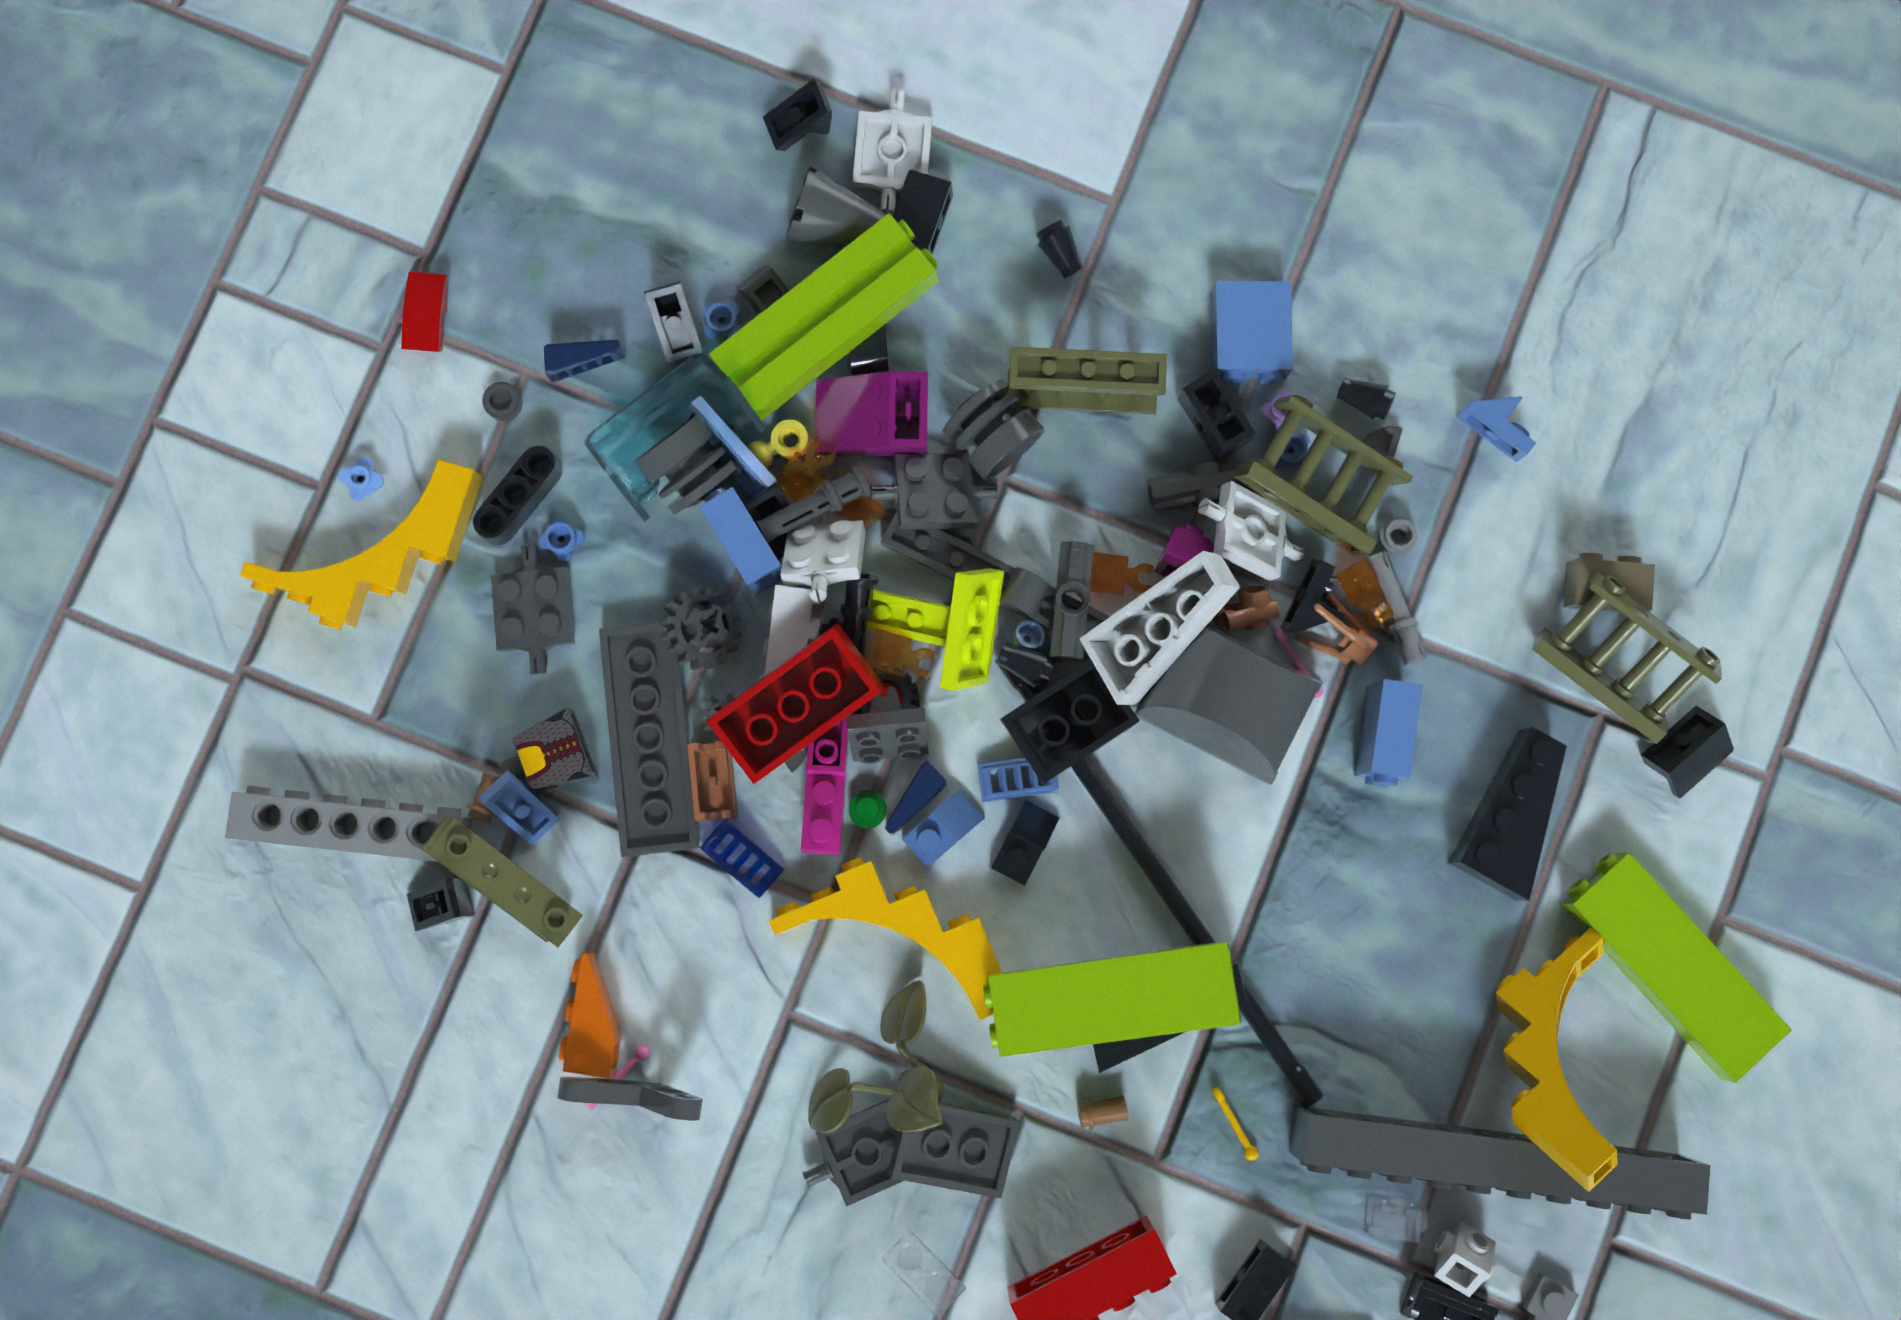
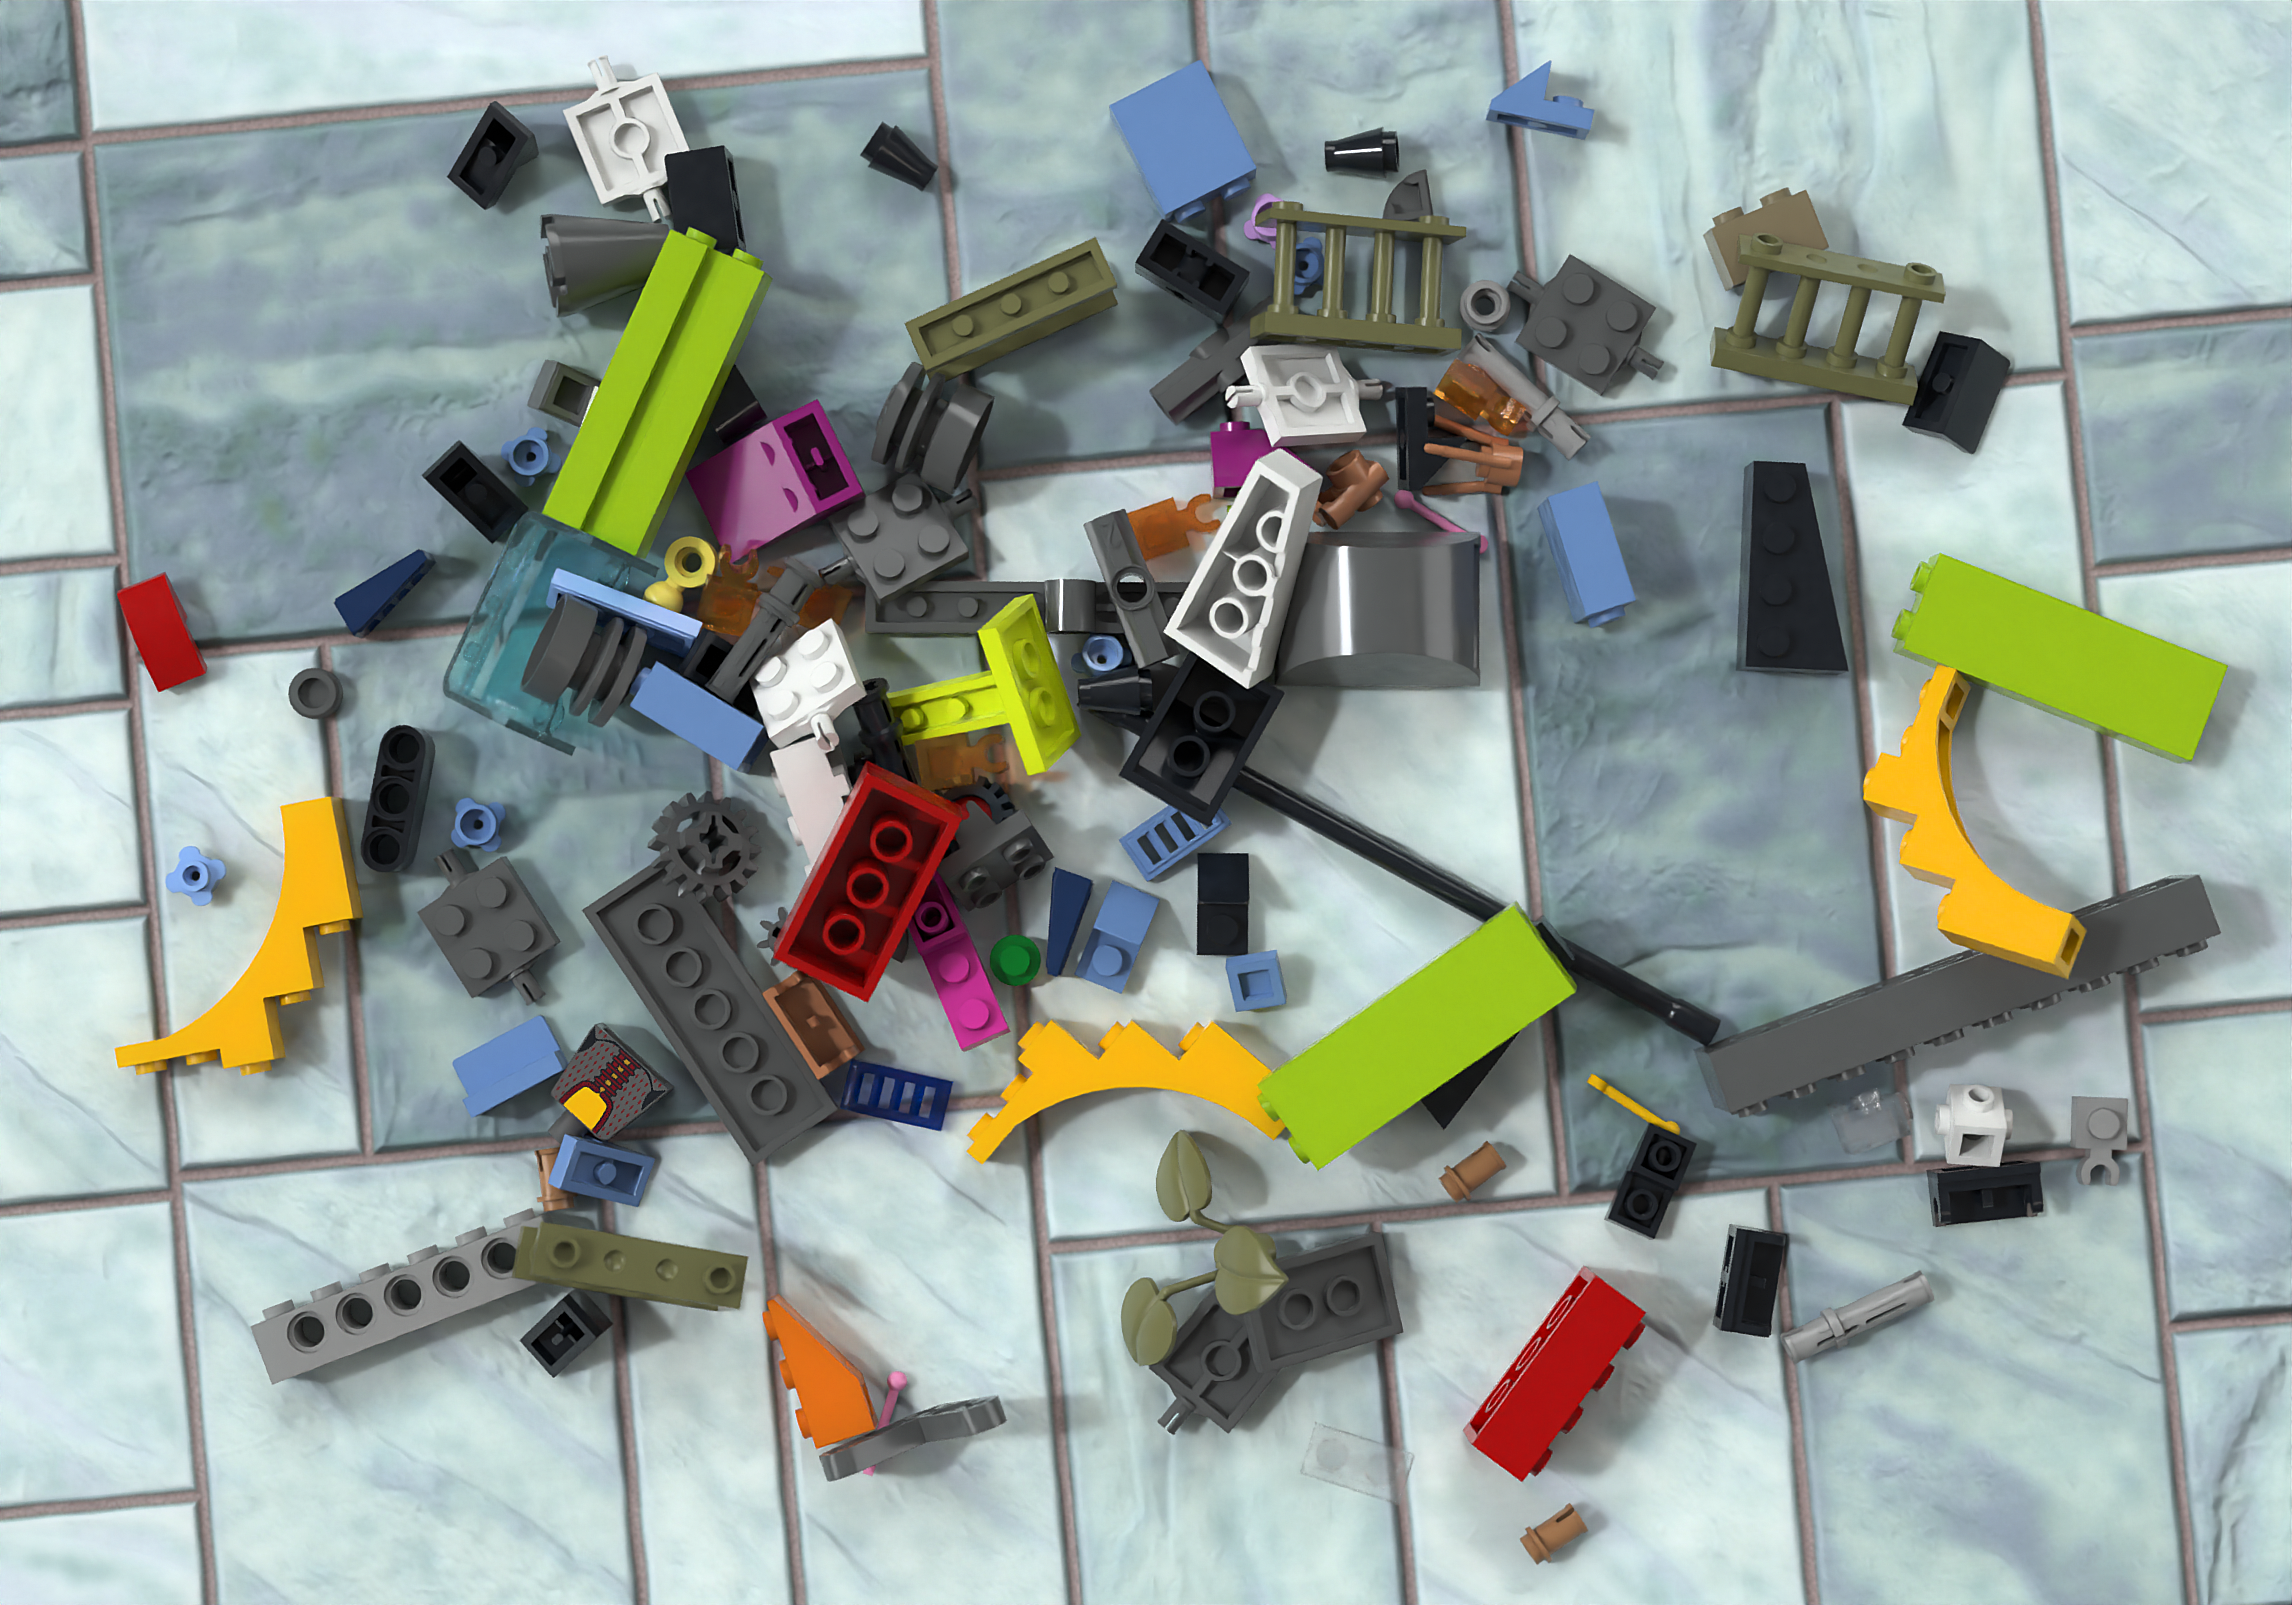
camera: 25 degrees left, 5 degrees up
(497, 708) = (509, 1065): none -> medium blue panel
(1021, 905) = (1256, 980): none -> medium blue plate
(1220, 1181) = (1650, 1181): none -> black slope
(1459, 582) = (1585, 324): none -> dark grey plate

